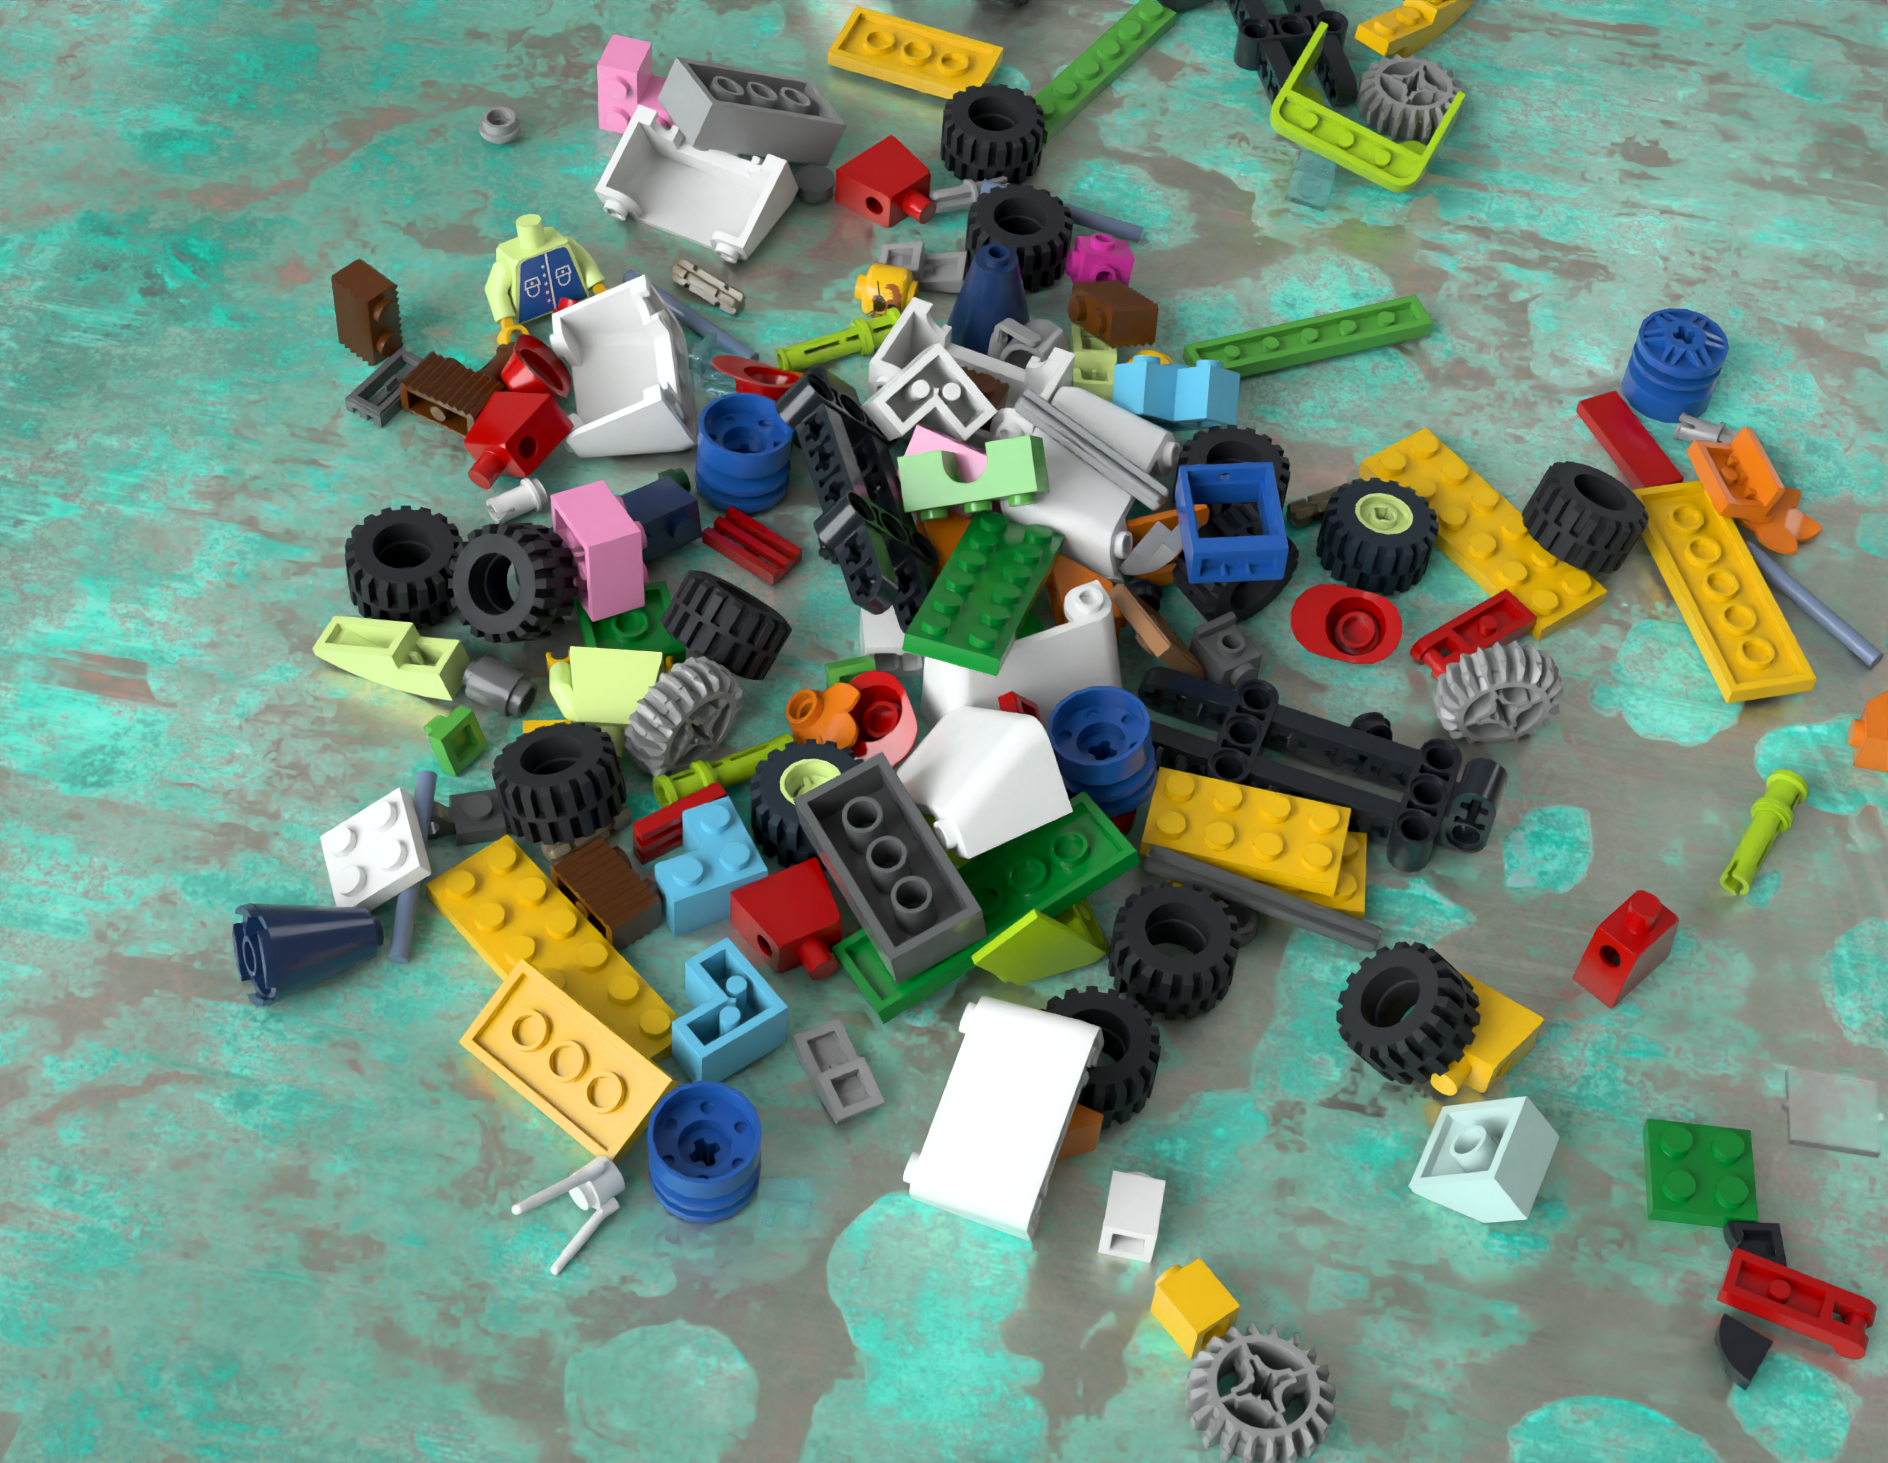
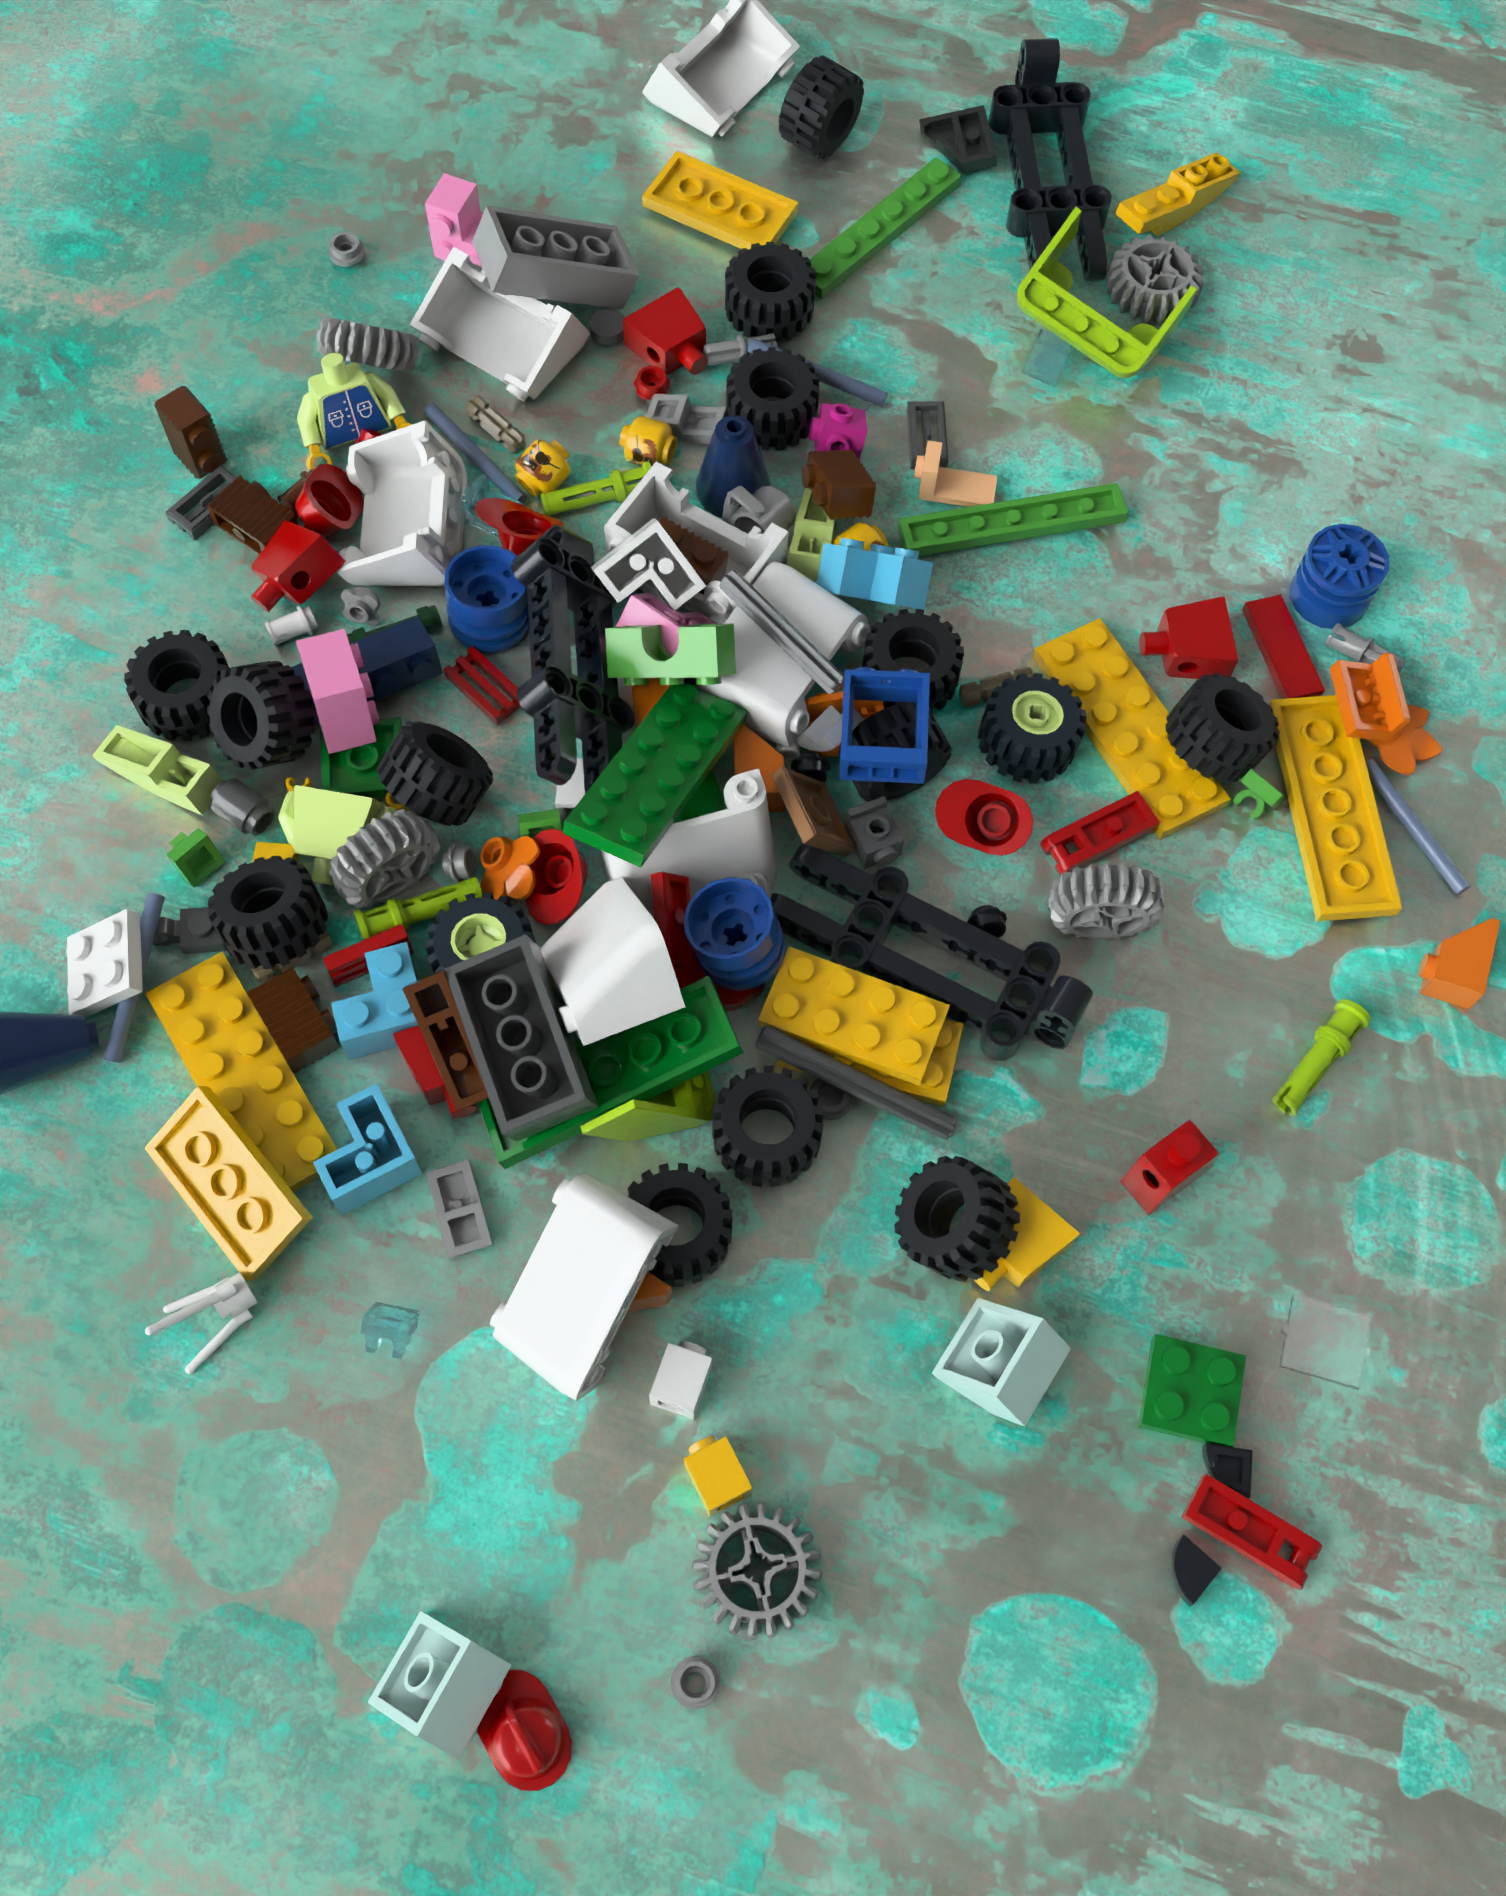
camera: 10 degrees right, 15 degrees up
(564, 207) = (367, 344): none -> light grey gear
(597, 465) = (361, 605): none -> light grey plate
(704, 1151) = (299, 1274): blue wheel -> none
(762, 721) = (459, 862): none -> light grey plate
(773, 323) = (542, 467): none -> yellow head
(806, 880) = (446, 1038): none -> reddish brown slope
(875, 232) = (651, 381): none -> red plate
(1198, 287) = (925, 407): none -> dark grey tile
(1231, 311) = (949, 484): none -> light nougat bracket
(1531, 438) = (1193, 640): none -> red torso
(1639, 578) = (1261, 791): none -> bright green tile

